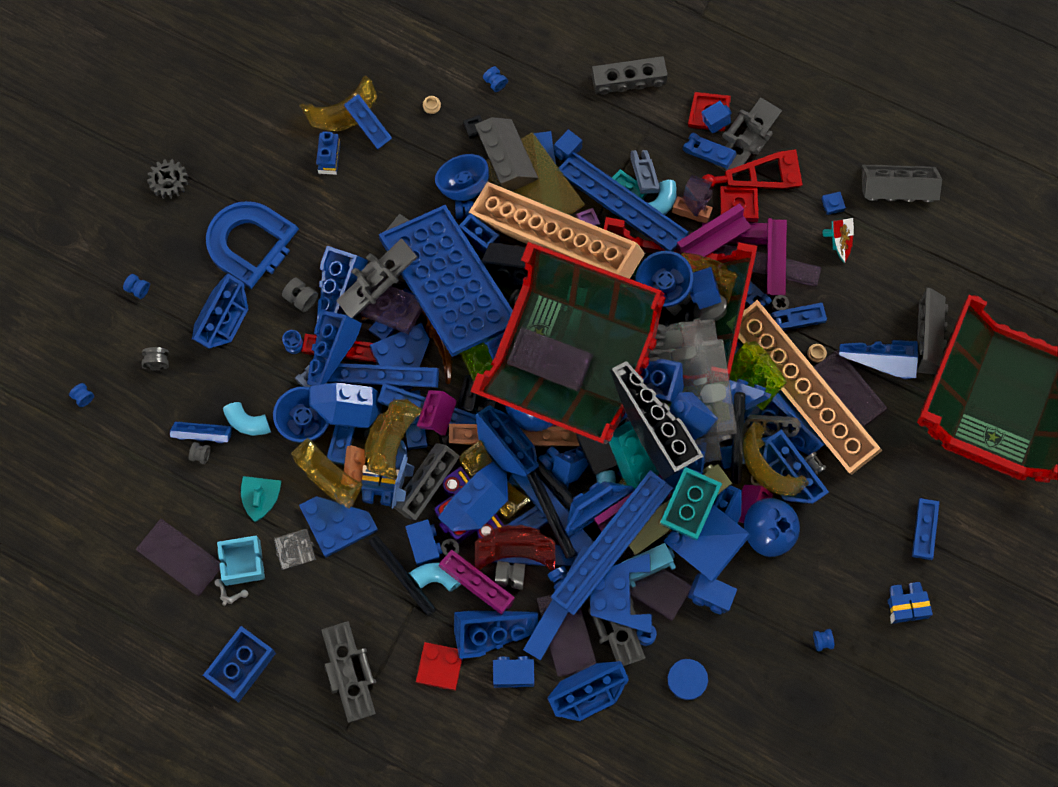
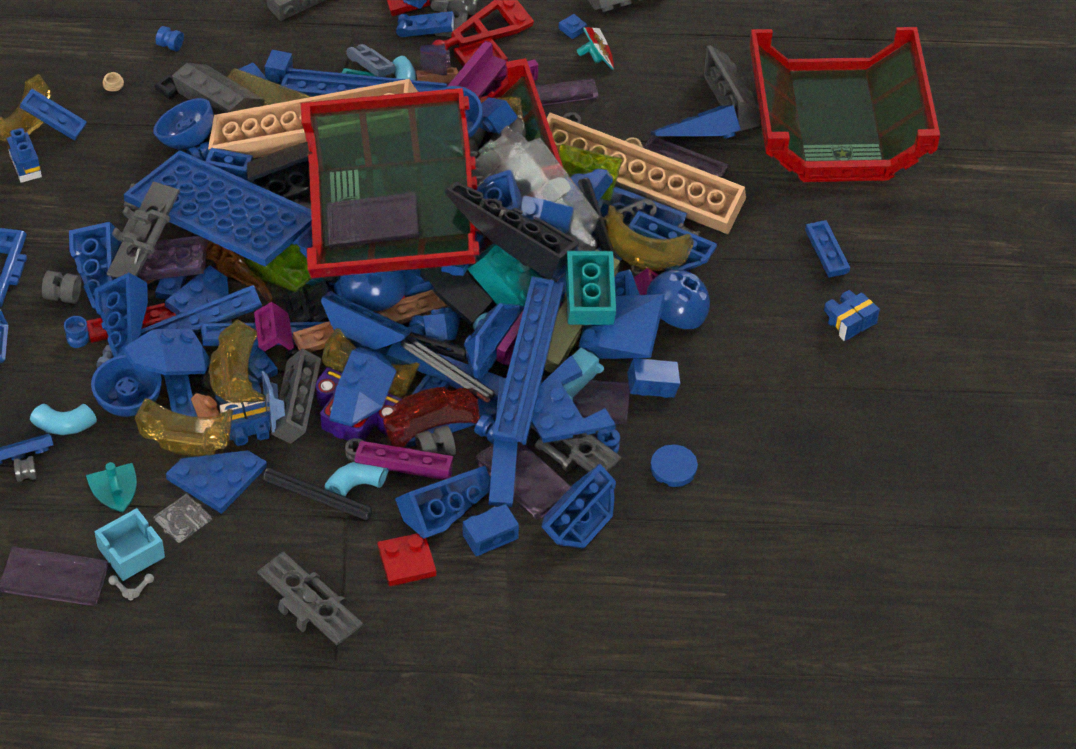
camera: 30 degrees left, 20 degrees down
(239, 664) = (182, 640): blue brick -> none
(423, 542) = (323, 452): blue brick -> none
(776, 257) = (544, 79): magenta panel -> none
(800, 316) = (605, 119): blue plate -> none
(823, 639) = (788, 375): blue wheel -> none

